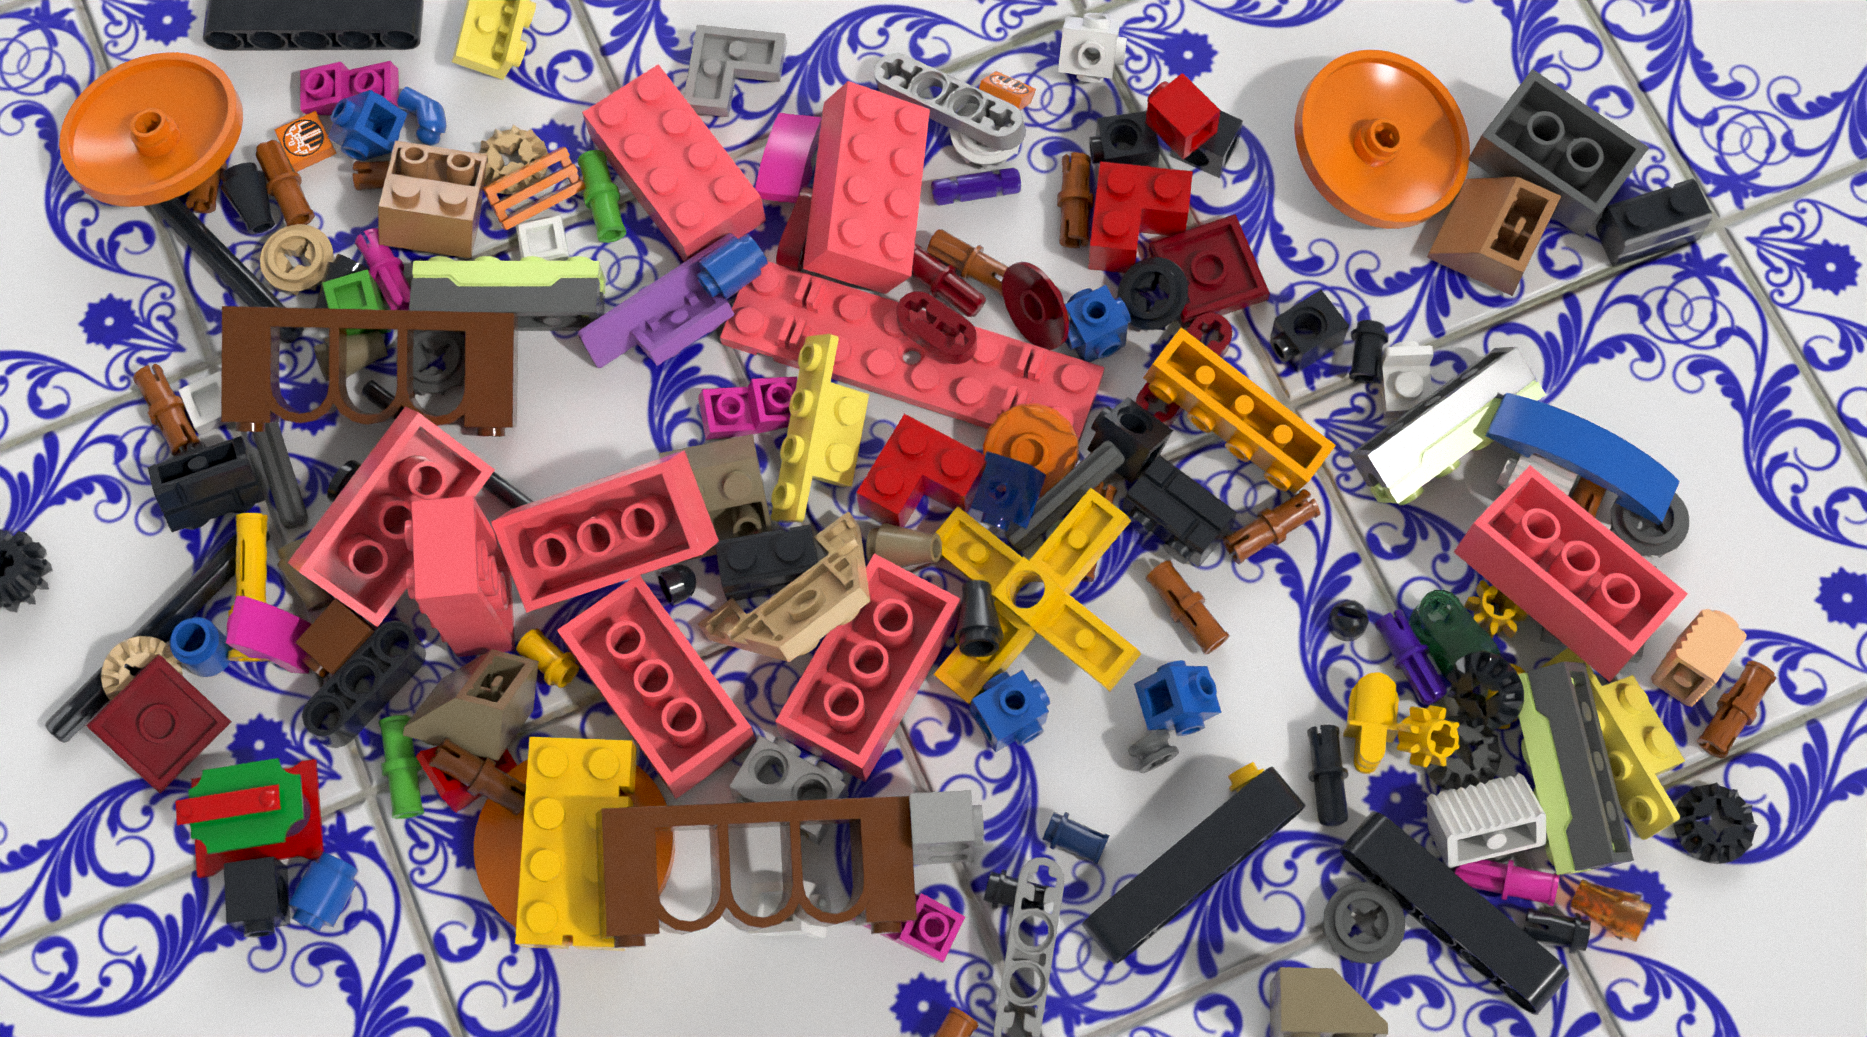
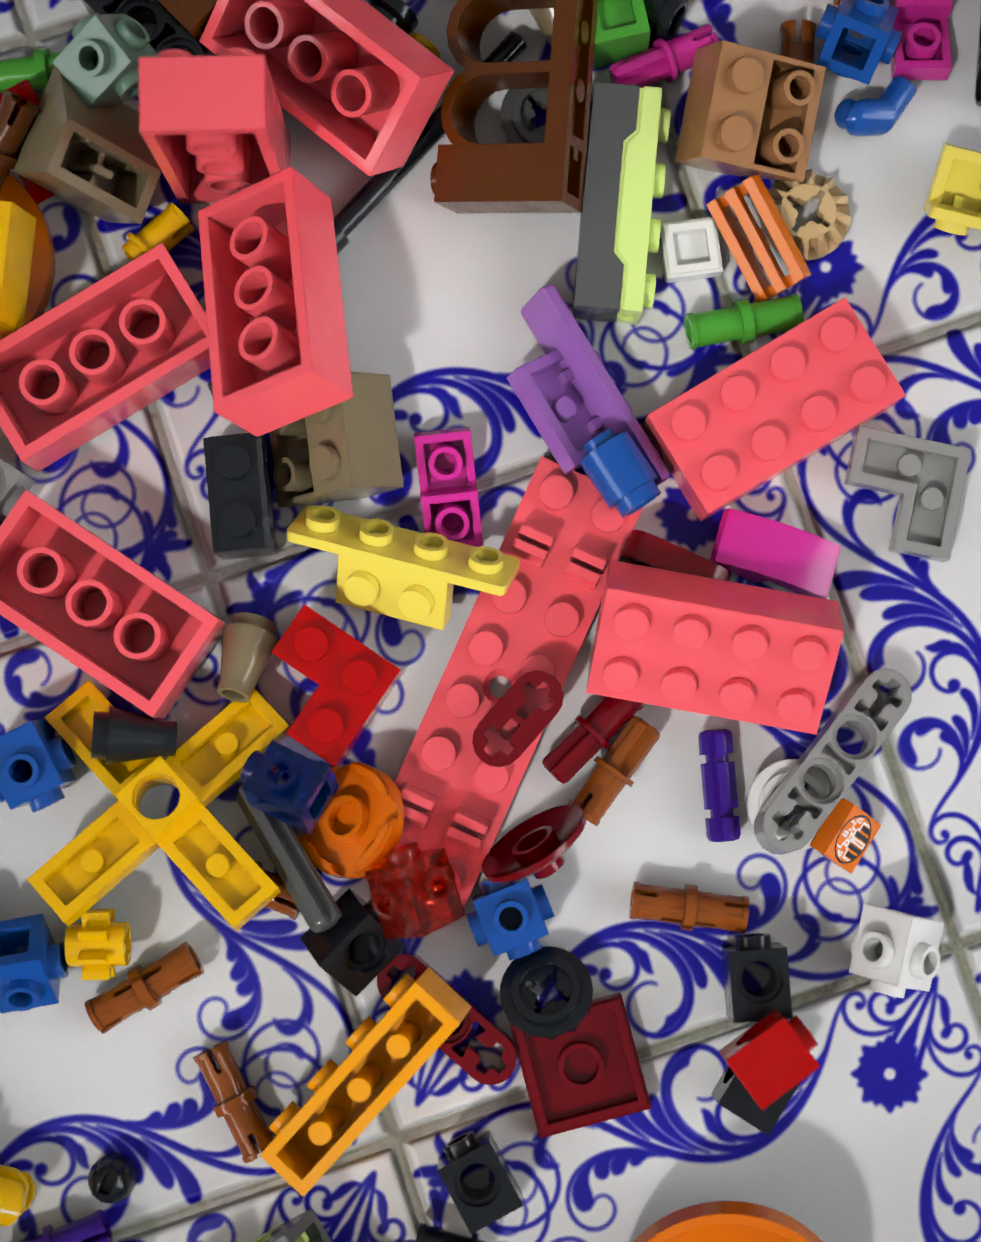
camera: 90 degrees right, 15 degrees up
(411, 697) = (105, 58): none -> sand green brick
(805, 608) = (157, 540): tan wing -> none
(1083, 384) = (414, 892): none -> clear red brick
(1131, 203) = (675, 980): red brick -> none
(1156, 640) = (98, 944): none -> yellow gear
(1178, 512) = (258, 991): black brick -> none

